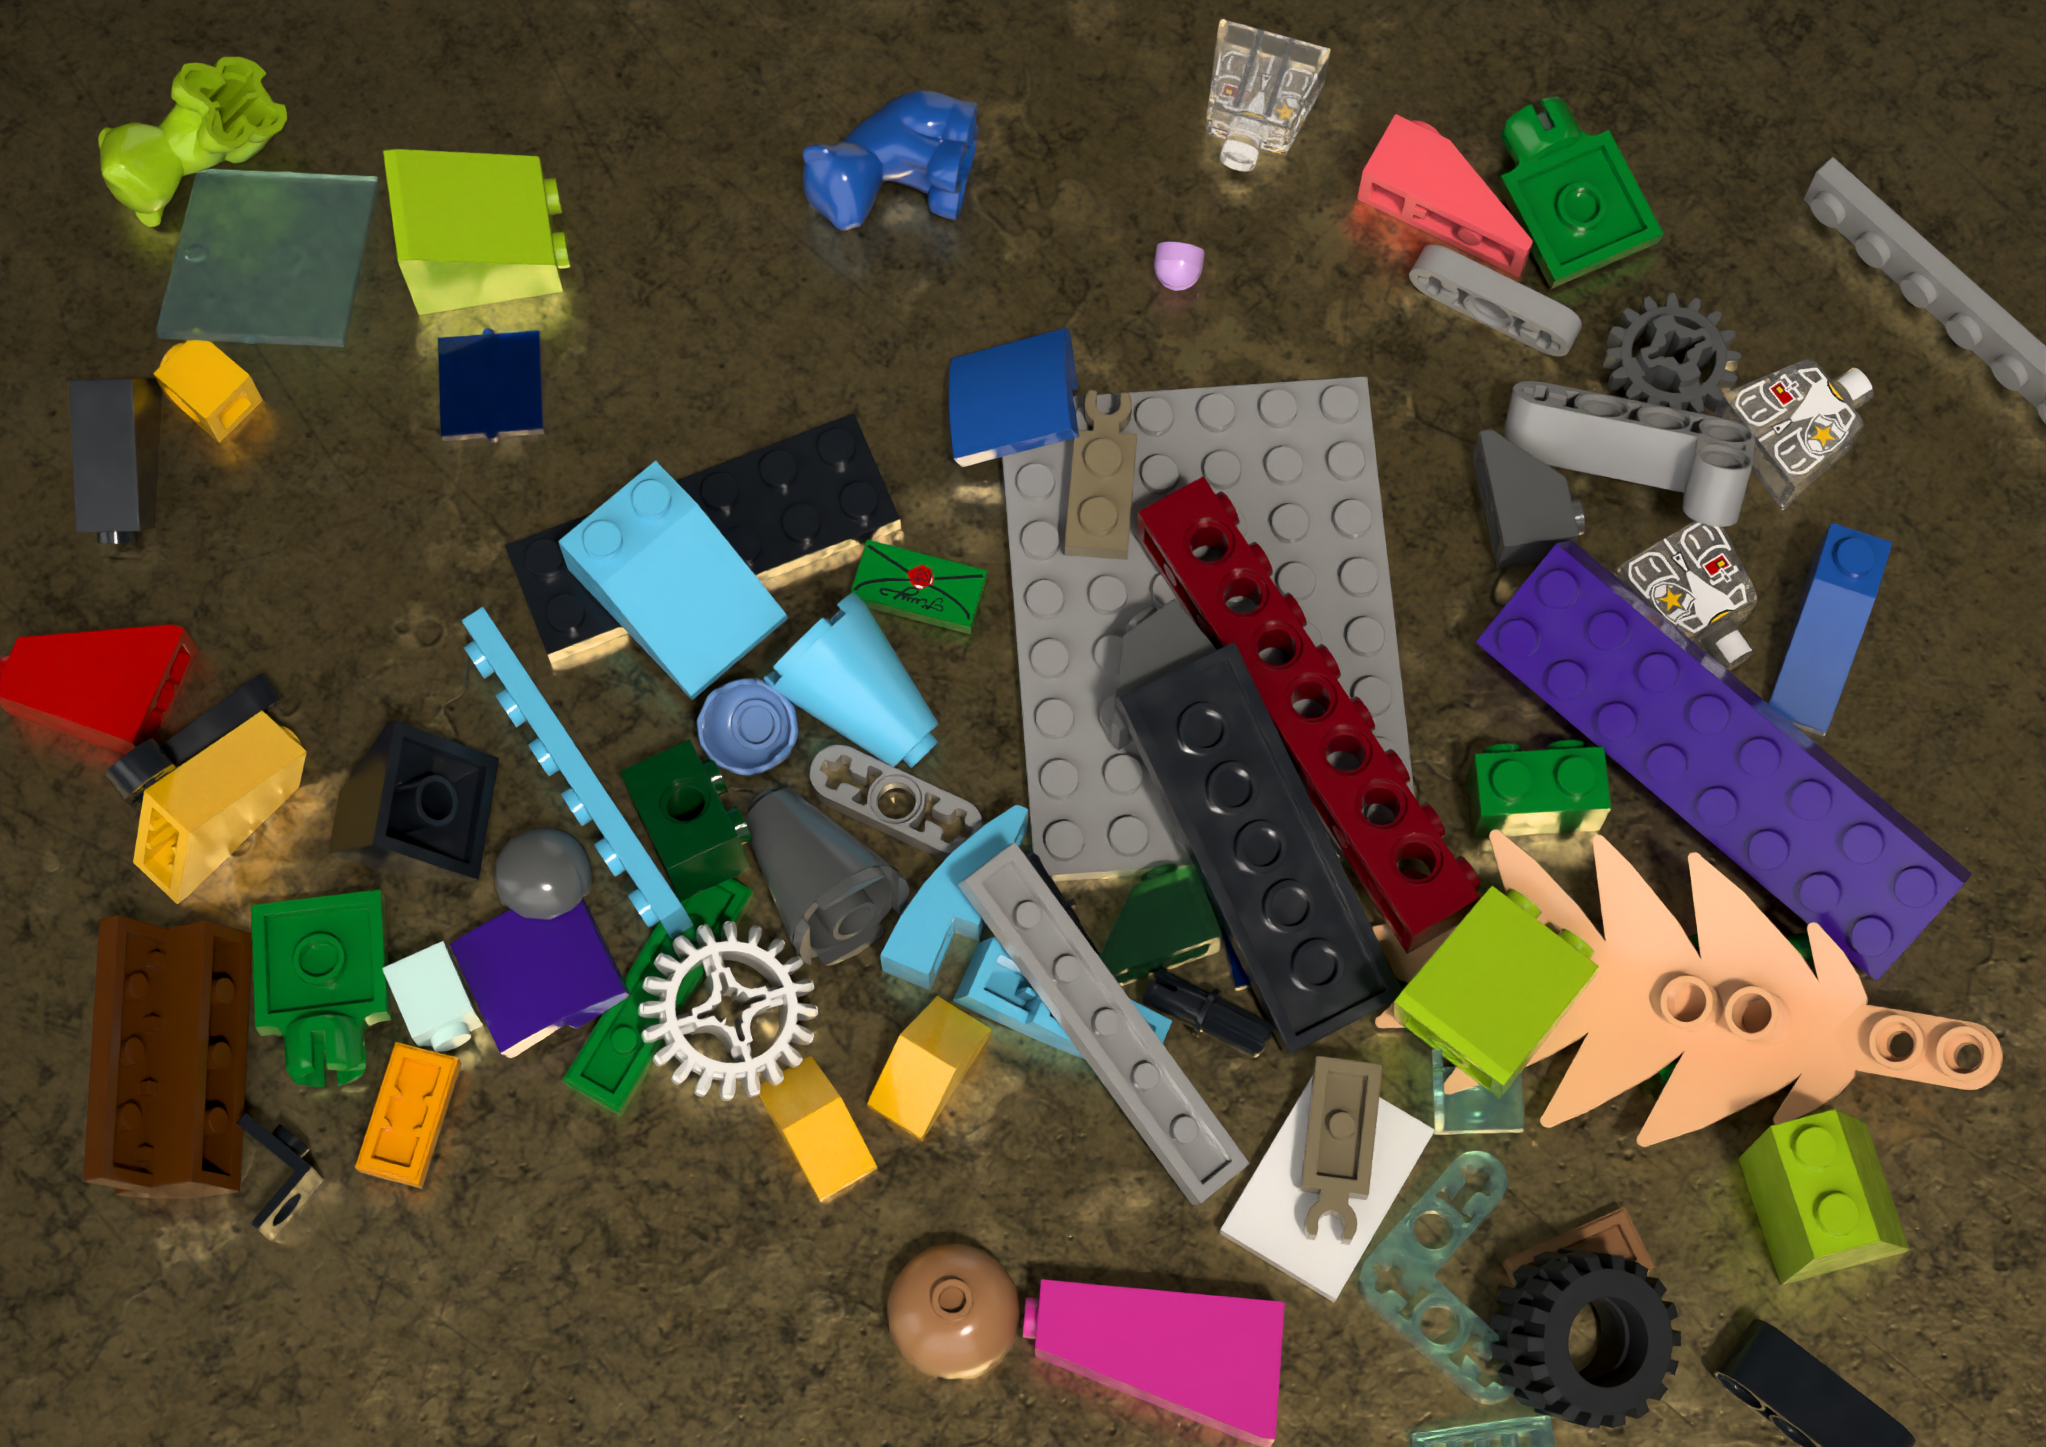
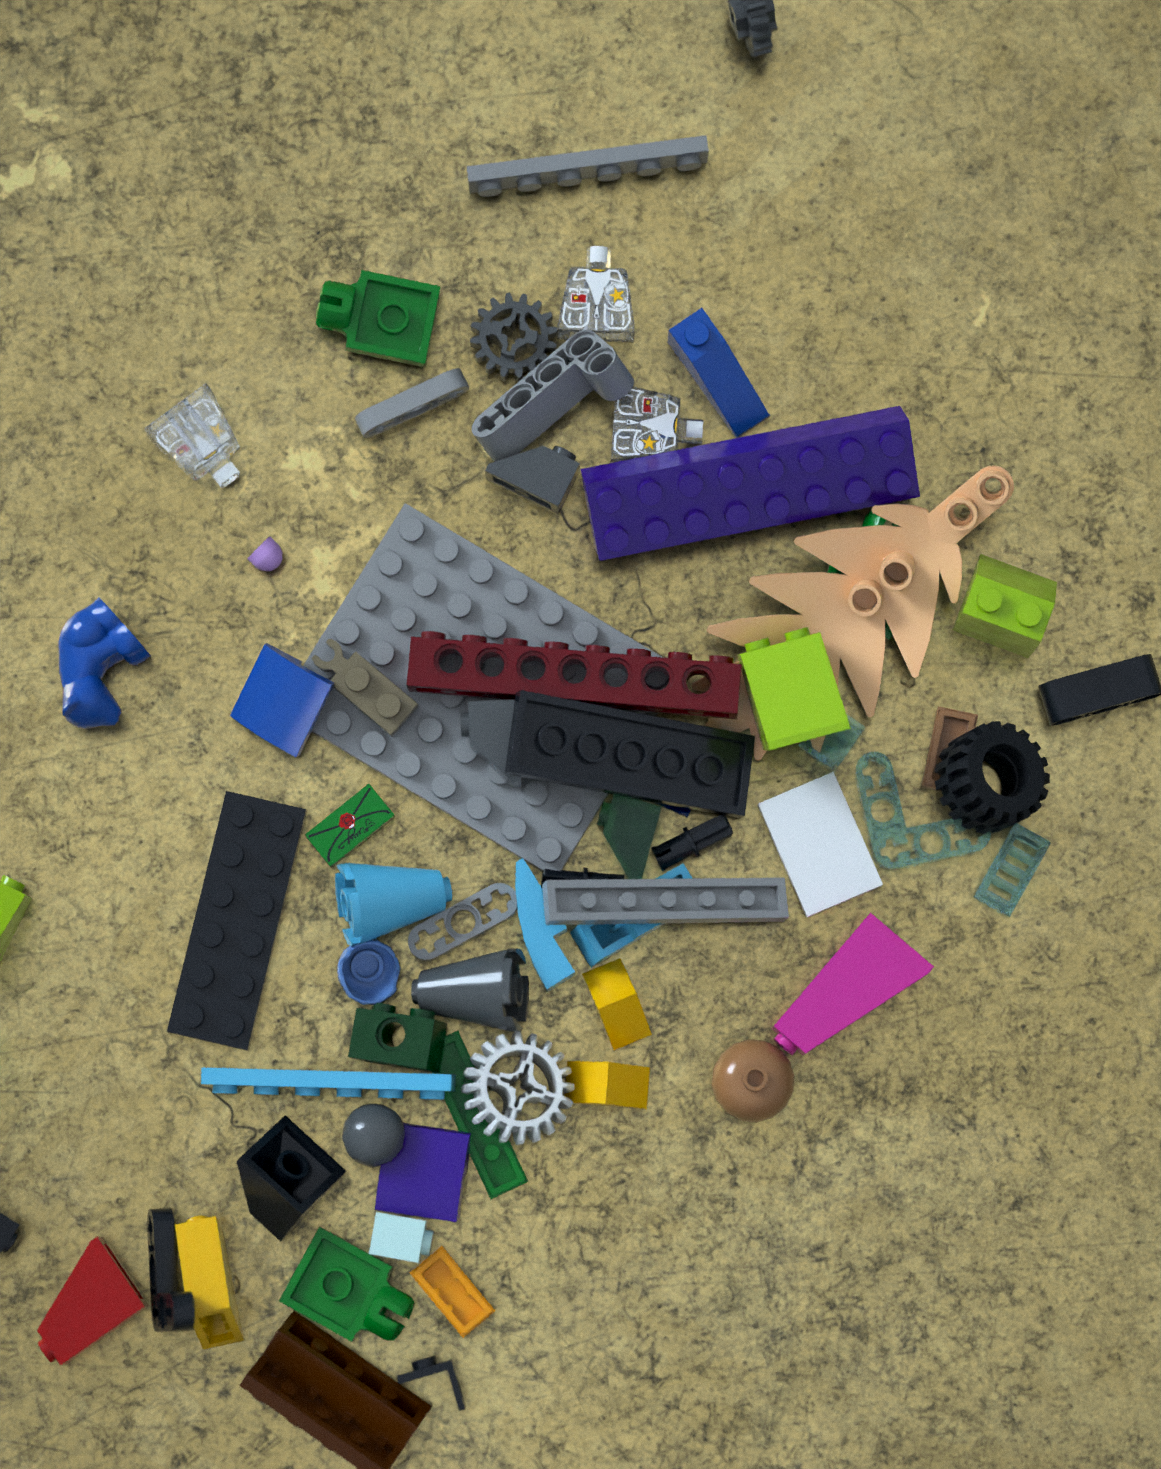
camera: 55 degrees left, 10 degrees up
(490, 385) = (61, 976): clear blue piece -> none
(671, 580) = (261, 956): medium azure slope -> none
(1340, 1140) = (807, 824): dark tan plate -> none
(1436, 190) = (326, 385): coral slope -> none
(1538, 789) = (697, 588): green brick -> none

